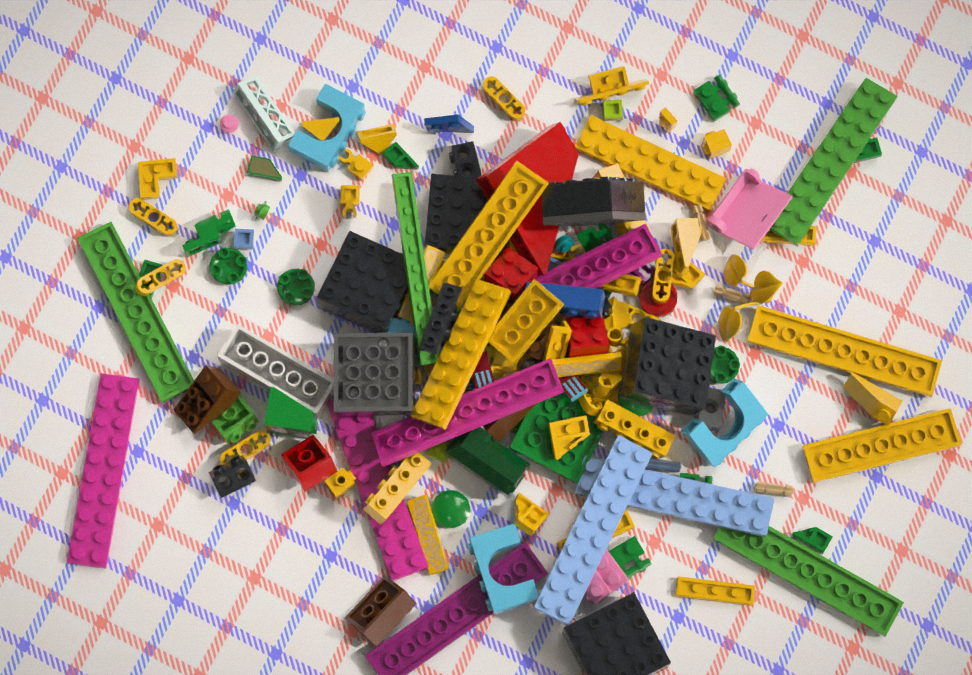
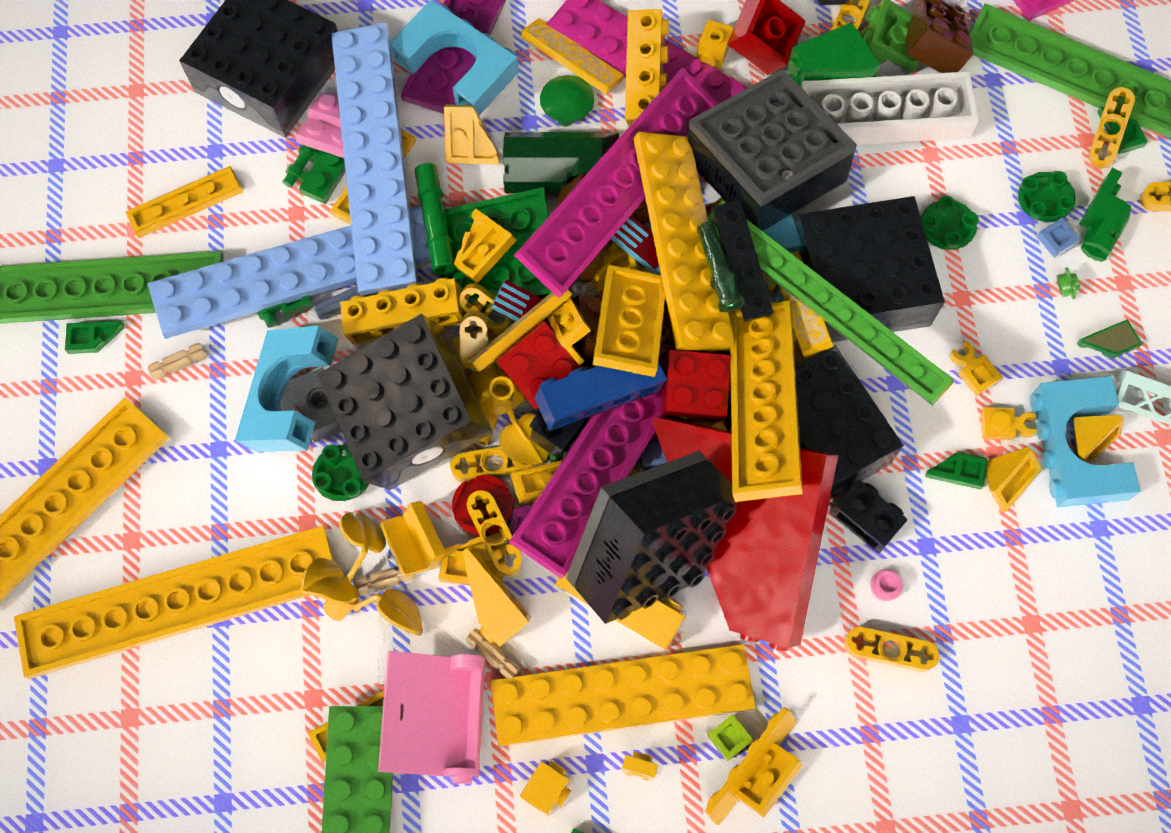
camera: 150 degrees right, 5 degrees down
(449, 123) = (933, 551): blue wing -> none
(459, 311) = (722, 279): none -> clear green pin
(482, 128) = (886, 585): none -> bright pink plate
(581, 472) = (434, 219): none -> green piece
(706, 301) = (413, 540): none -> yellow panel
(872, 398) = (91, 553): yellow slope -> none

